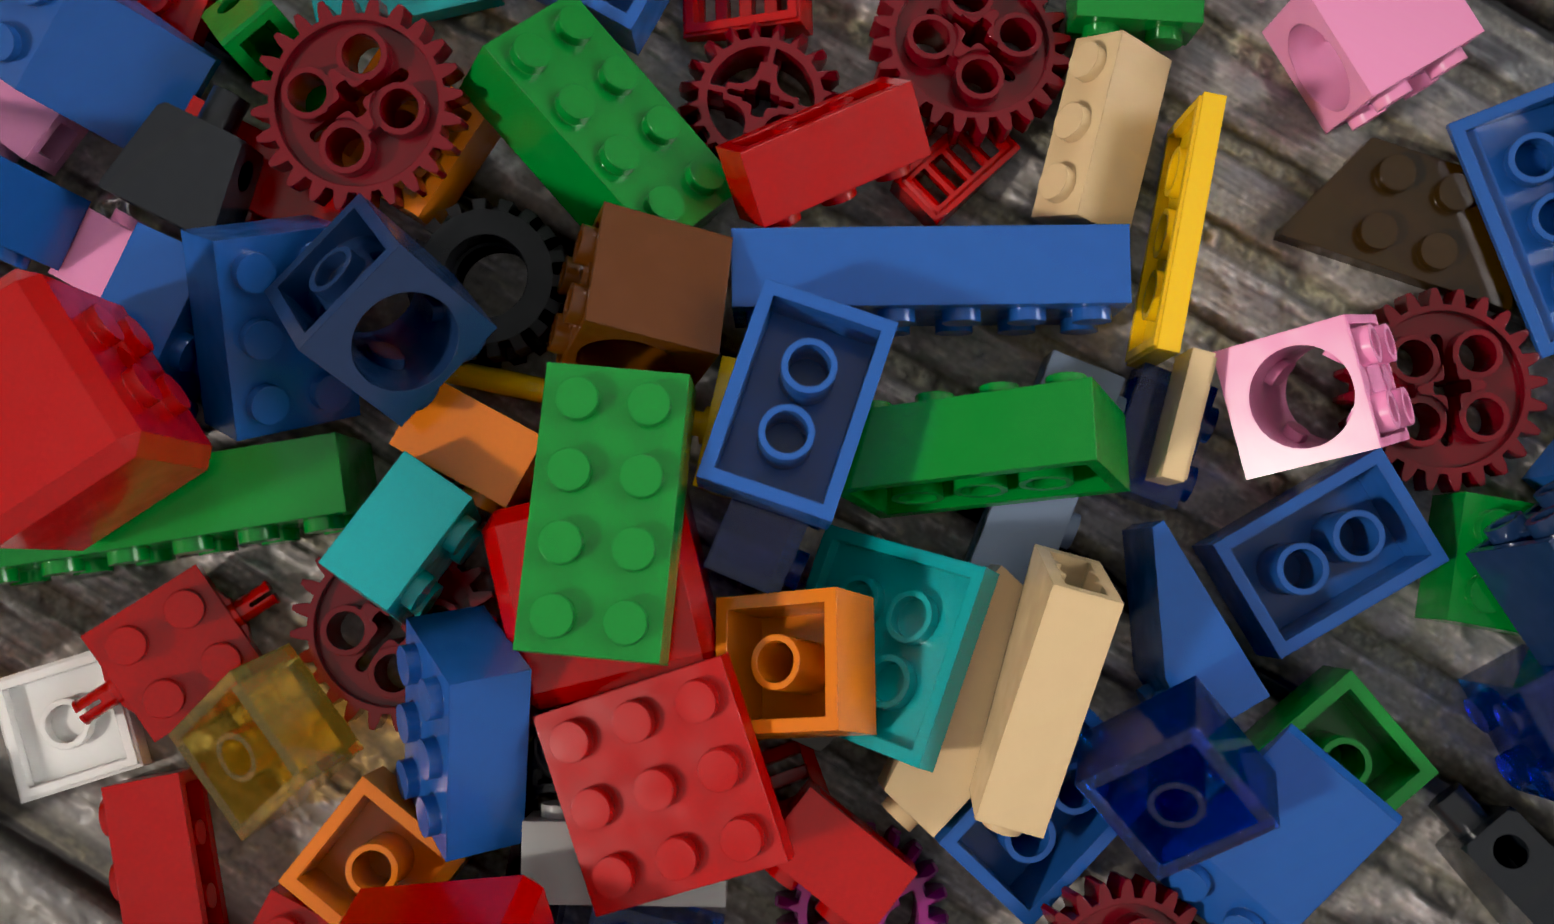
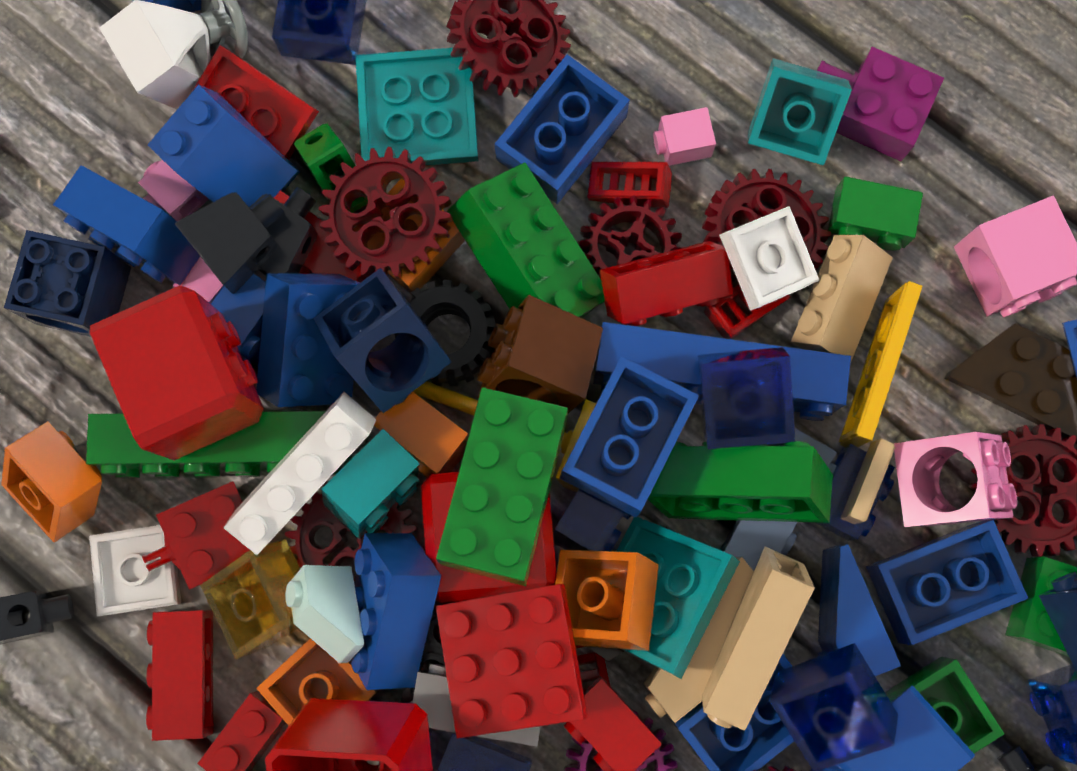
camera: 10 degrees right, 5 degrees down
(115, 179) = (233, 236): none -> black torso
(285, 540) = (300, 473): none -> white brick
(364, 745) = (327, 609): none -> light aqua slope
(975, 315) = (746, 398): none -> clear blue brick
(979, 88) = (769, 258): none -> white tile

